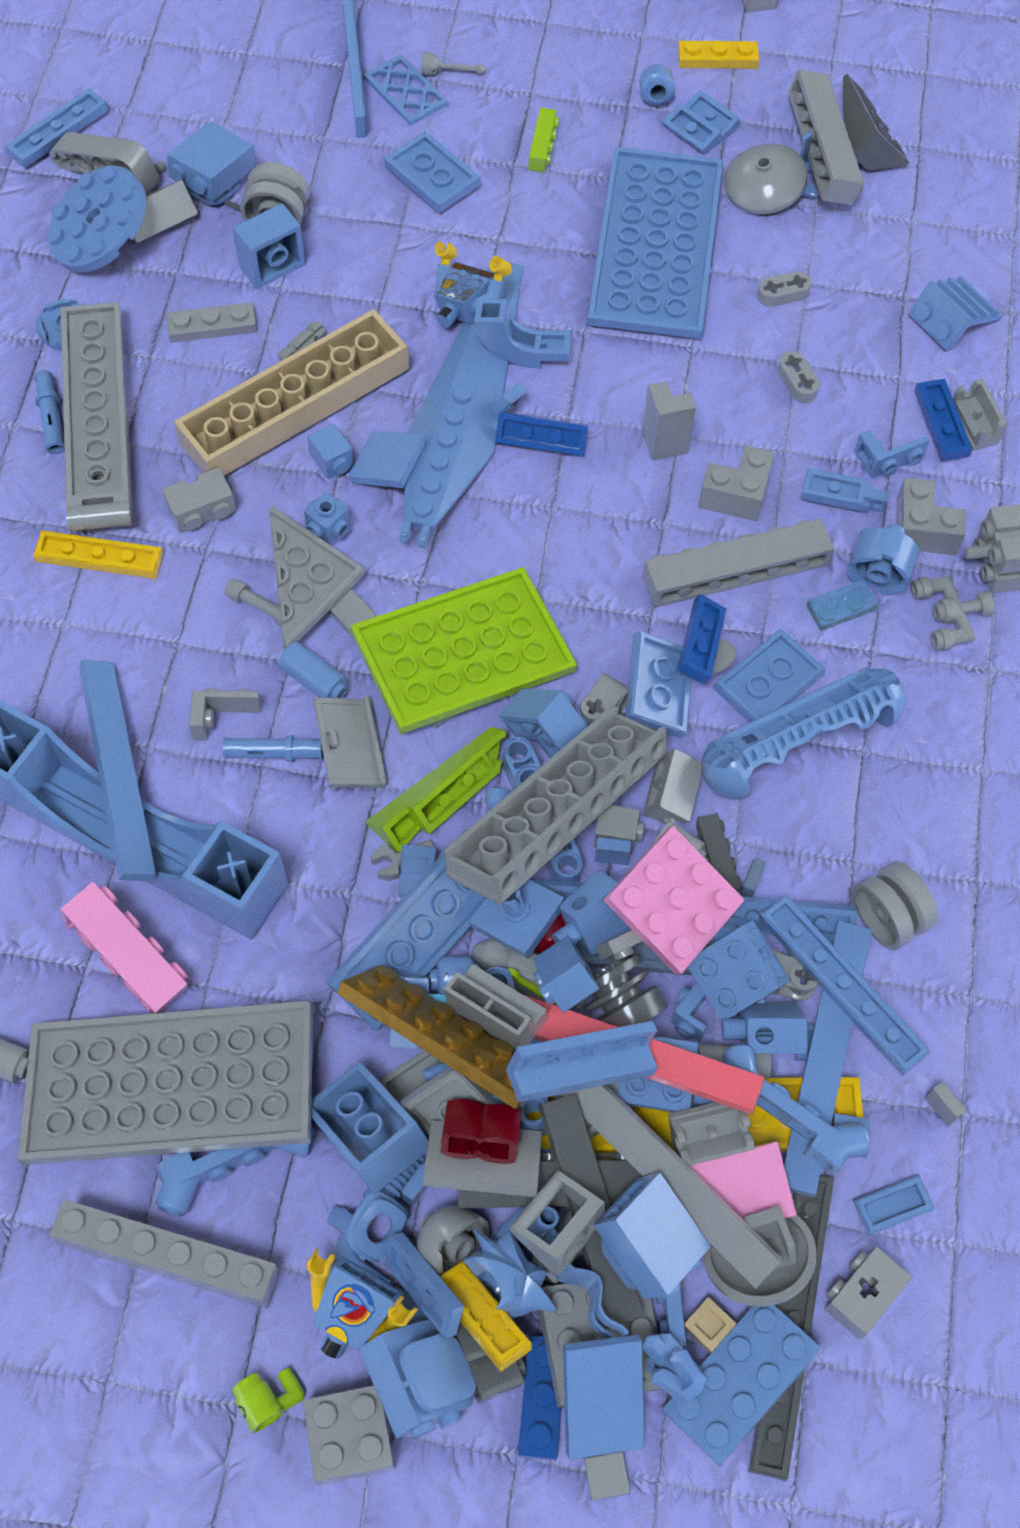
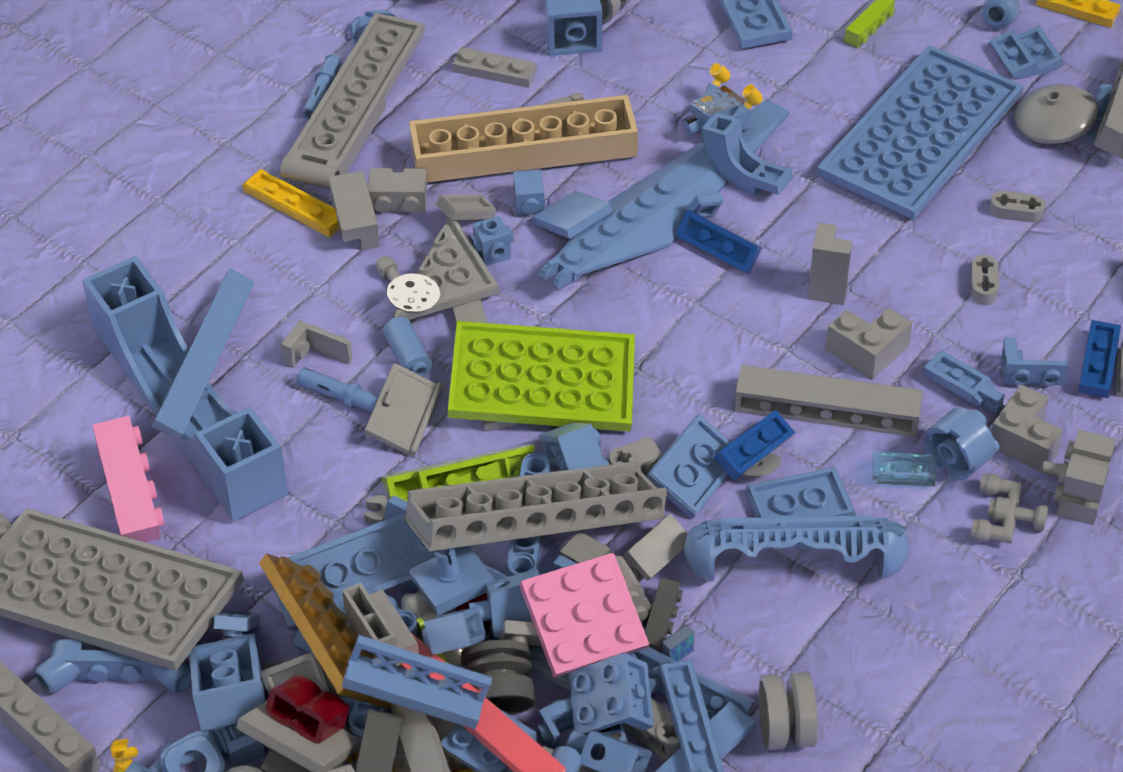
camera: 30 degrees right, 15 degrees down
(172, 540) = (354, 209): none -> light grey piece
(280, 493) = (466, 207): none -> light grey tile
(289, 612) = (413, 292): none -> white sticker
(331, 1054) = (236, 623): none -> medium blue plate

